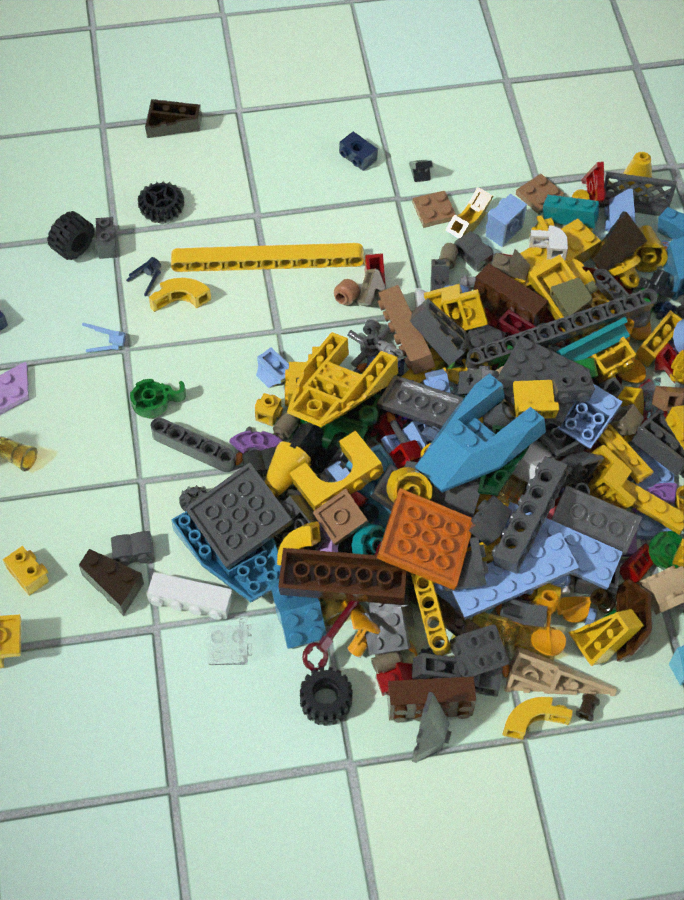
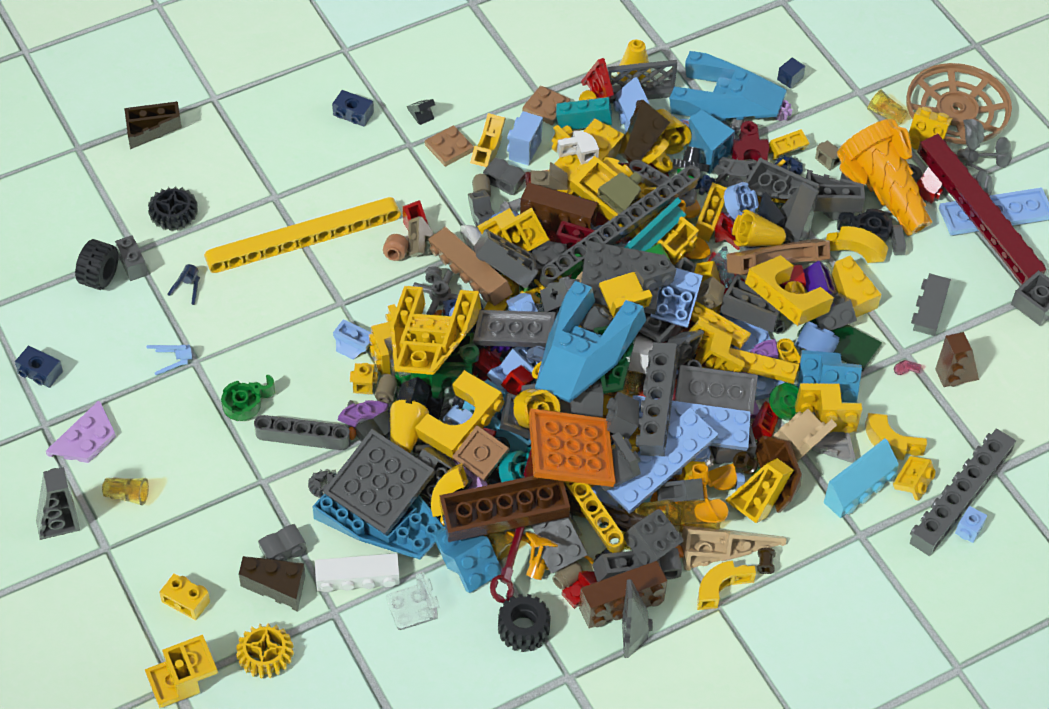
camera: 20 degrees left, 5 degrees down
(80, 632) = (255, 643): none -> yellow gear
(180, 290) = (230, 288): yellow arch -> none
(389, 348) = (461, 286): light grey pin -> none
(396, 428) = (497, 359): dark grey piece -> none

